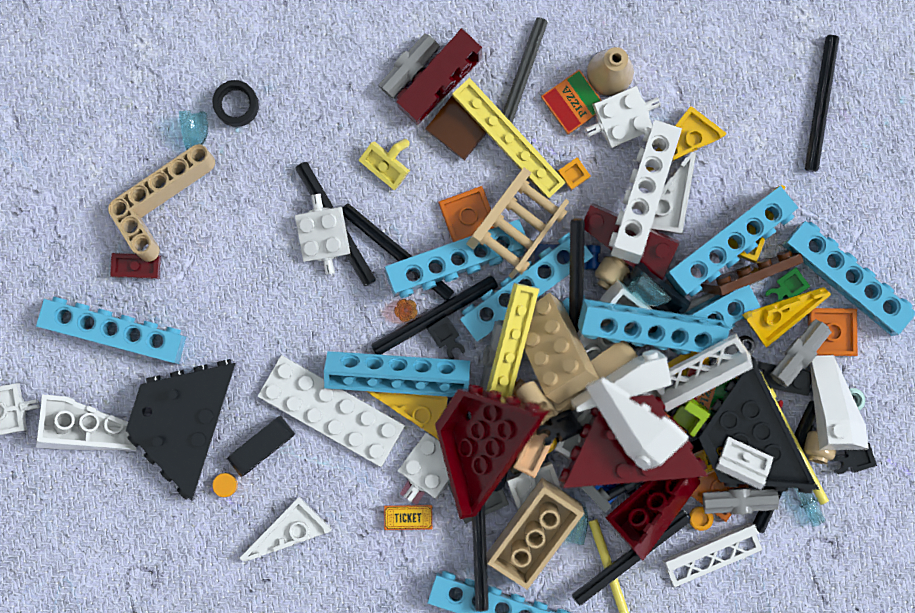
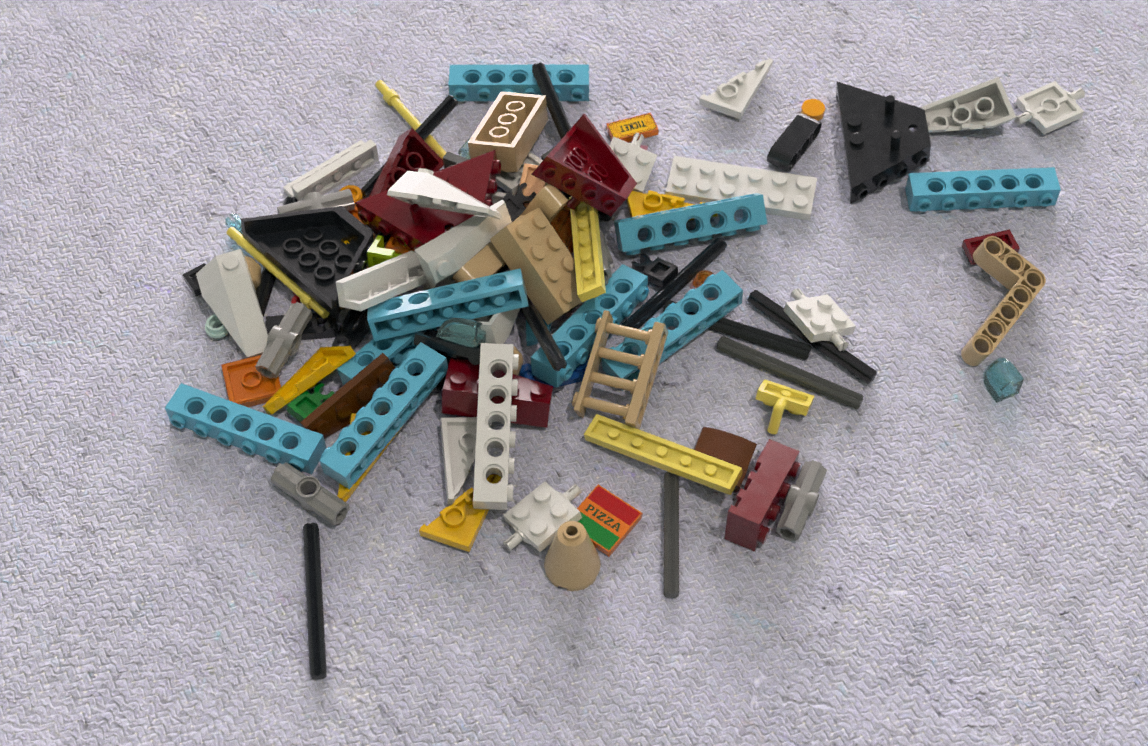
camera: 160 degrees right, 30 degrees down
(227, 87) = (975, 396): black tyre -> none
(369, 193) = (790, 372): none -> dark grey axle
(465, 212) = (679, 382): orange tile -> none
(574, 173) = (577, 447): light orange plate -> none
(744, 463) = (321, 222): white plate -> none
(817, 209) = (321, 501): none -> light grey piece

